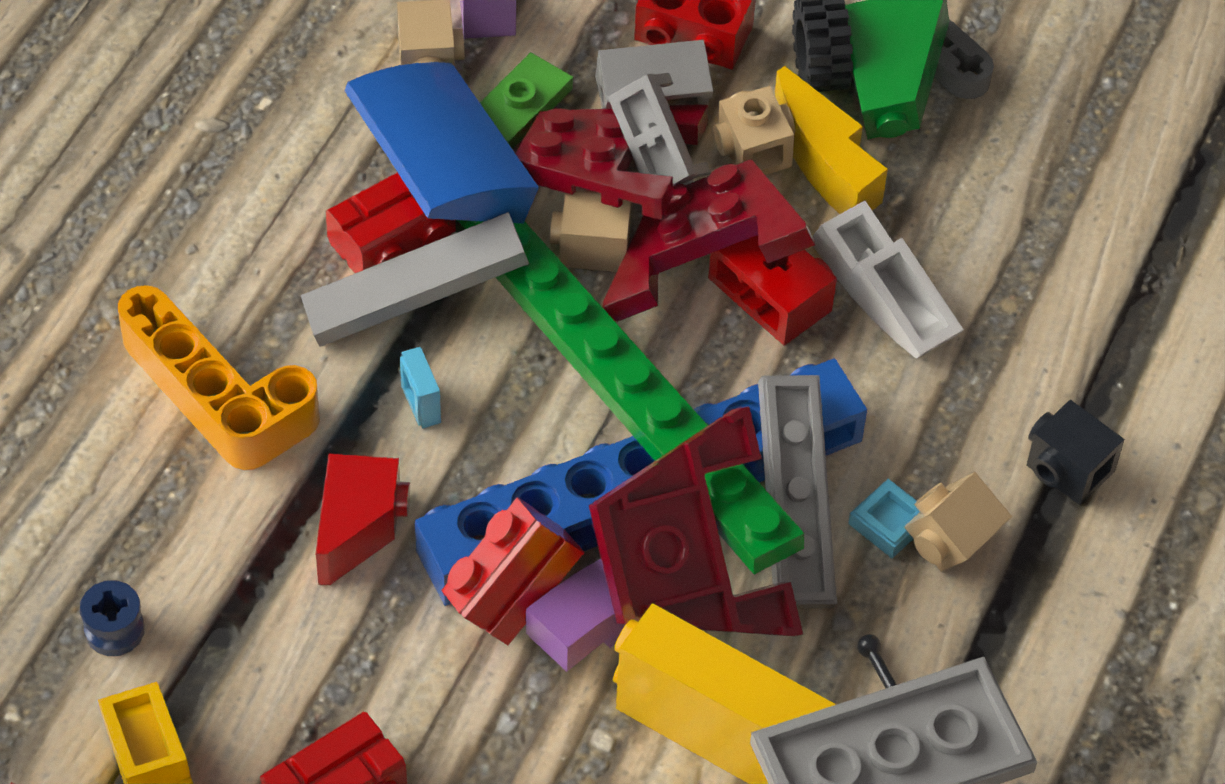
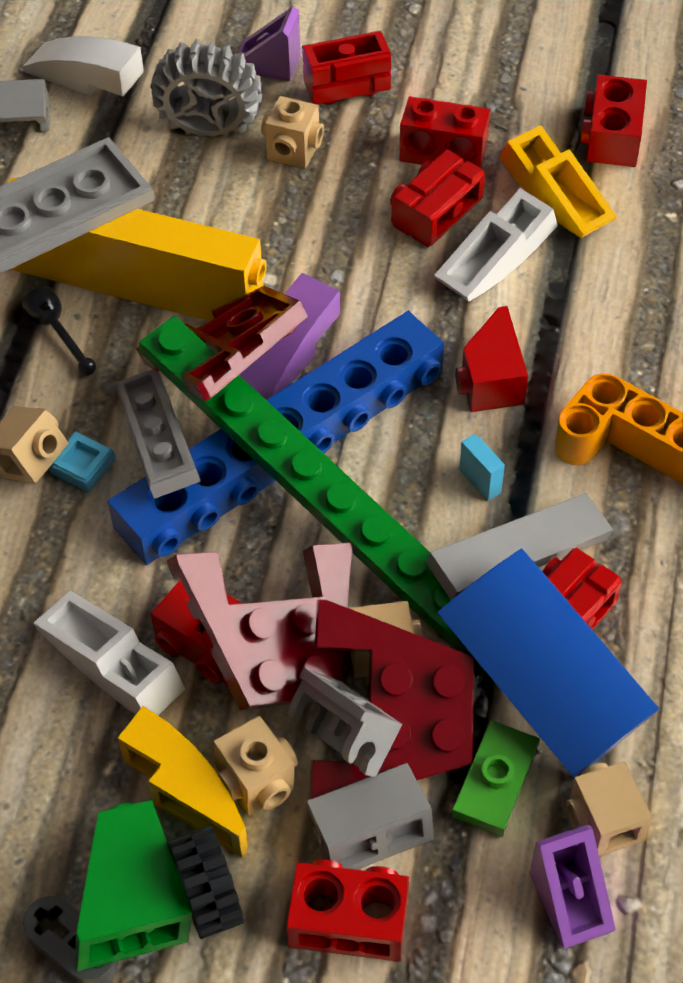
camera: 170 degrees right, 0 degrees up
(119, 631) = (634, 266): dark blue wheel -> none
(279, 688) = (498, 245): none -> white slope
(511, 570) = (356, 314): red brick -> none

